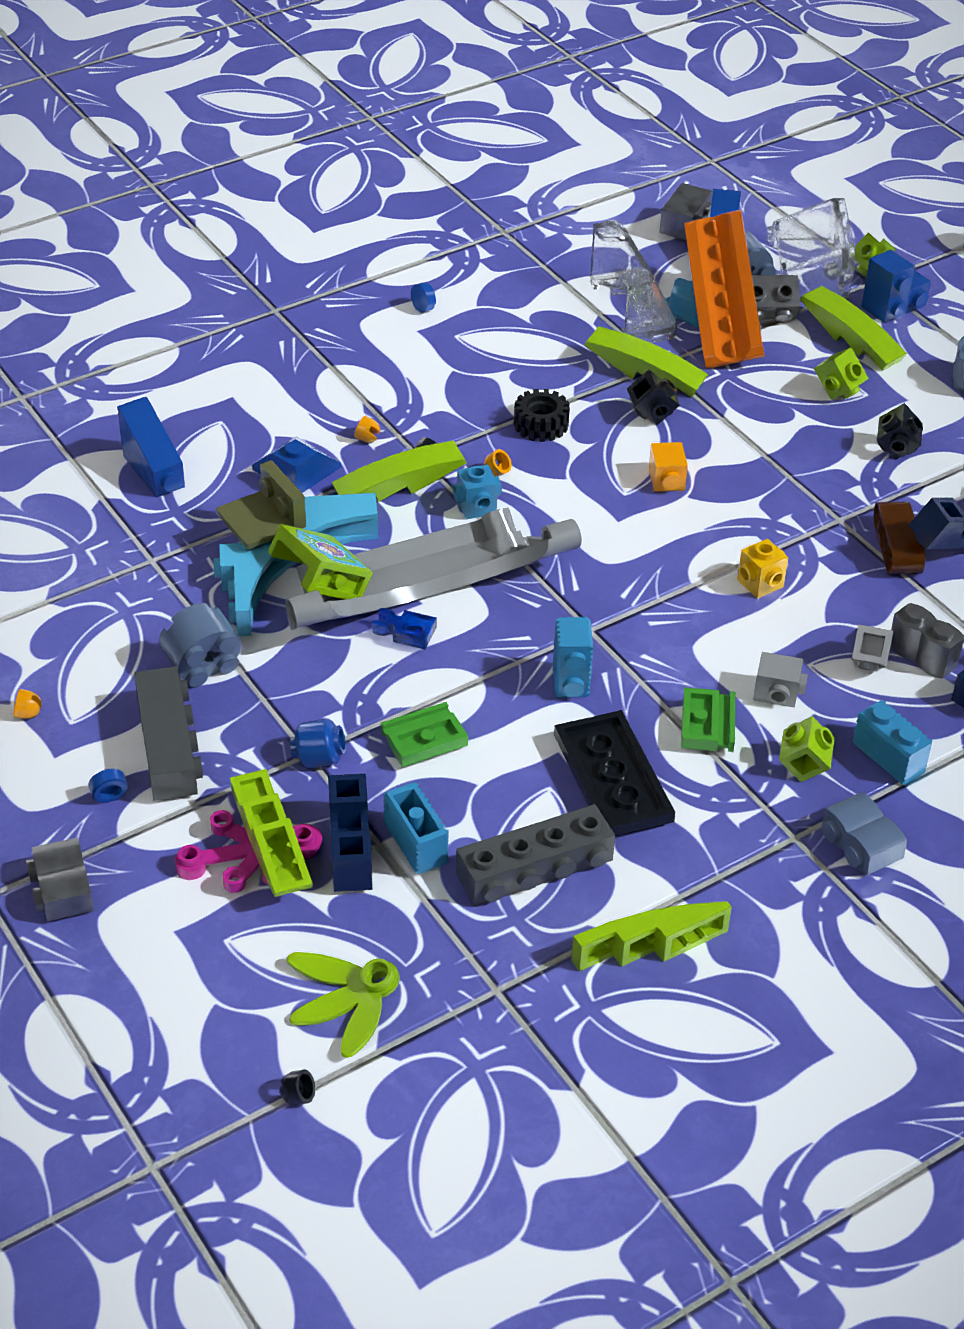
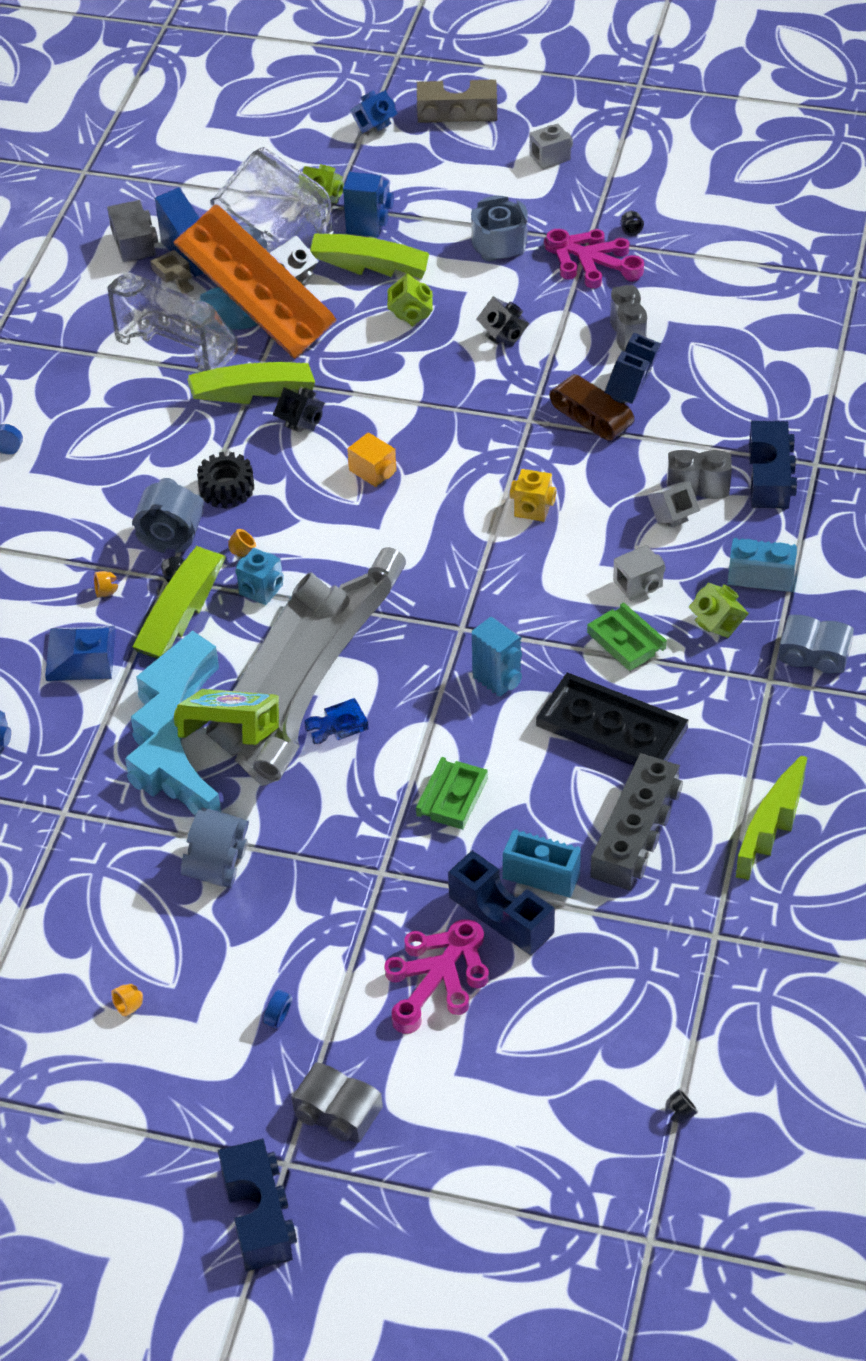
camera: 40 degrees left, 5 degrees up
(166, 733) = (273, 934): dark grey brick -> none
(259, 515) = (138, 702): olive bracket -> none
(270, 833) = (452, 949): lime slope -> none
(318, 743) = (390, 857): blue head -> none
(359, 991) = (629, 1026): lime plant -> none
(458, 408) = (167, 516): none -> sand blue brick
(682, 257) = (173, 267): none -> dark tan plate

